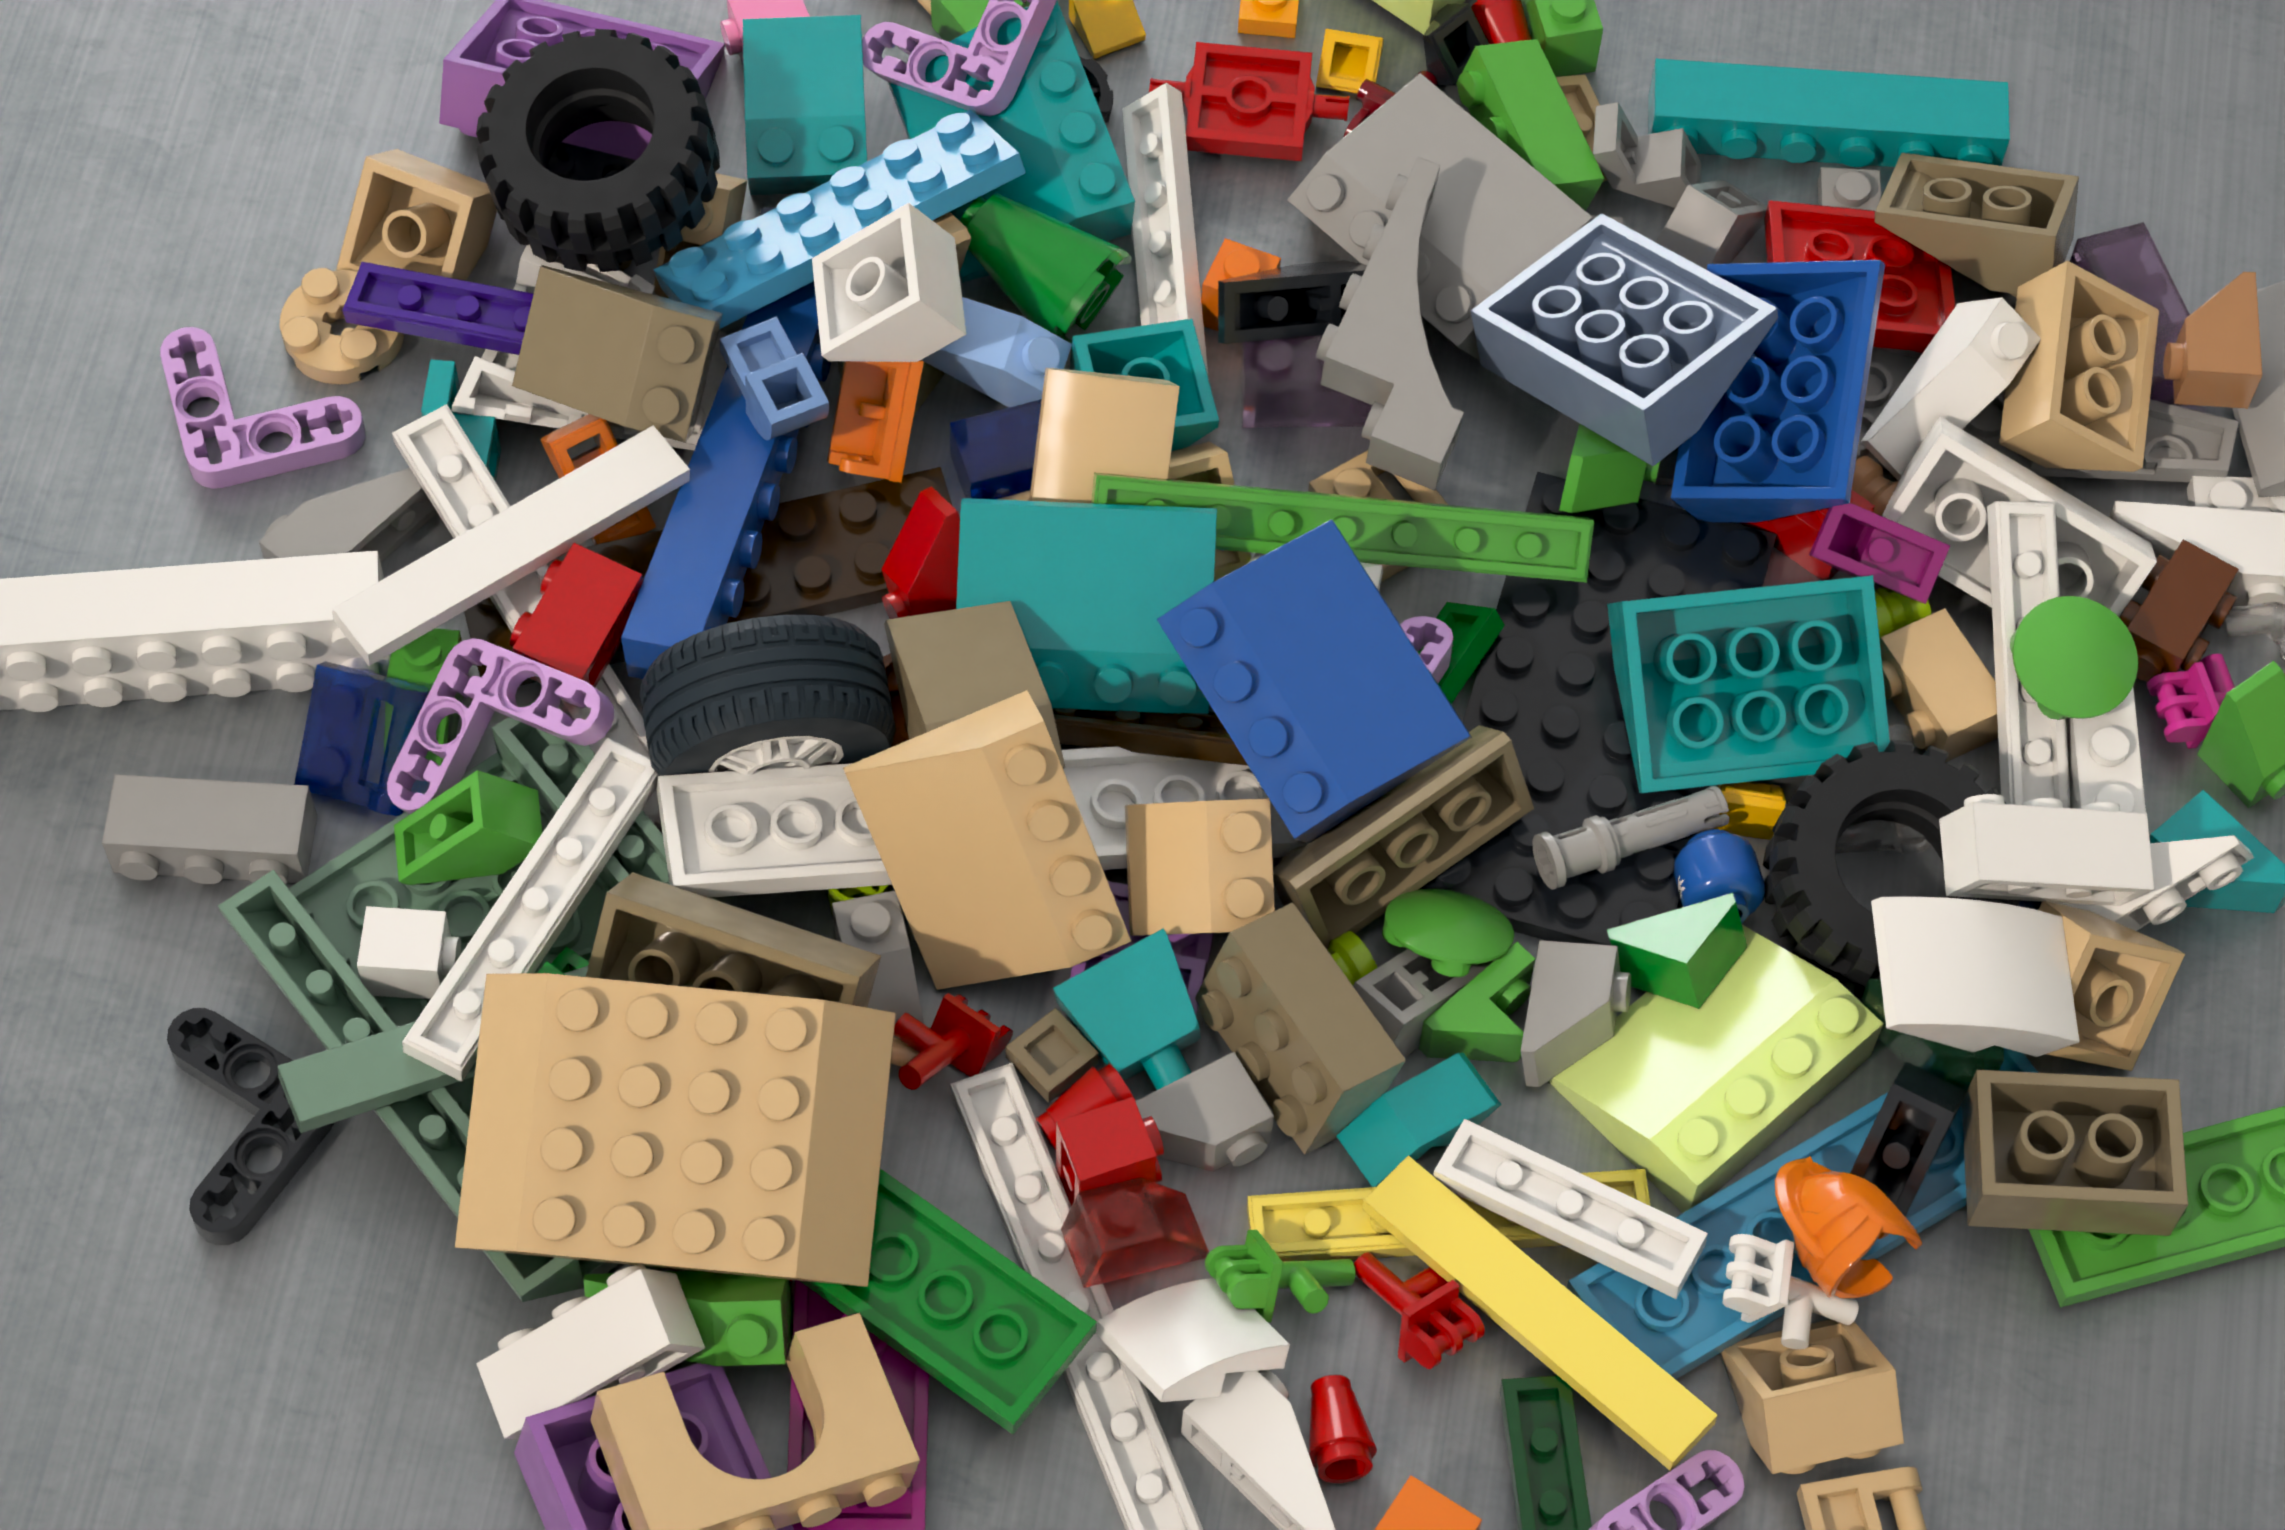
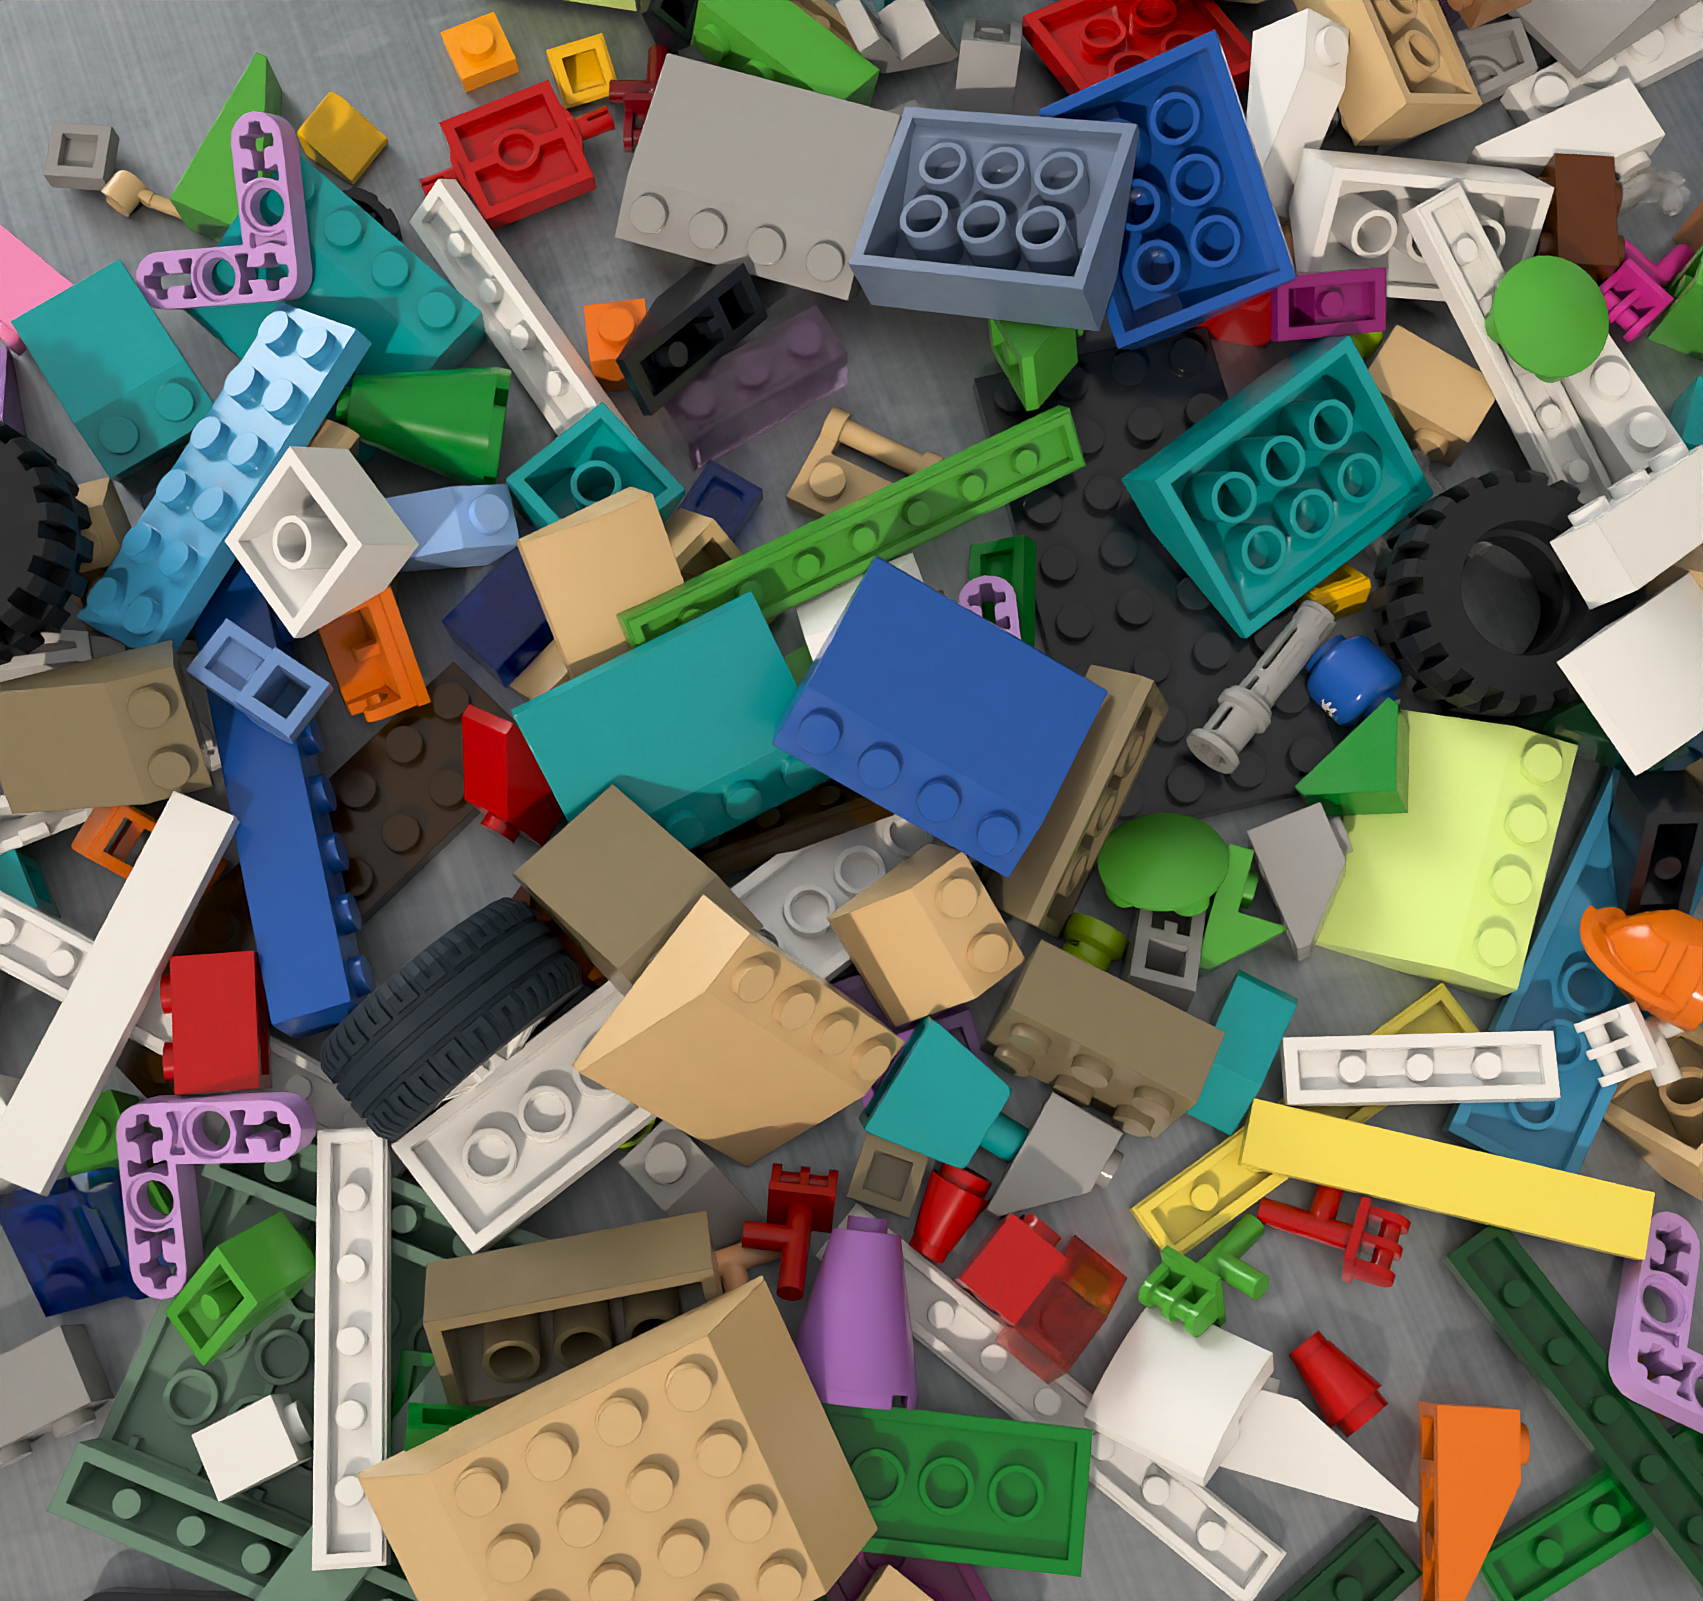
camera: 30 degrees left, 15 degrees up
(956, 1129) = (858, 1321): none -> medium lavender cone
(1254, 455) = (724, 498): none -> clear blue plate
(1382, 344) = (791, 336): light grey arch -> none

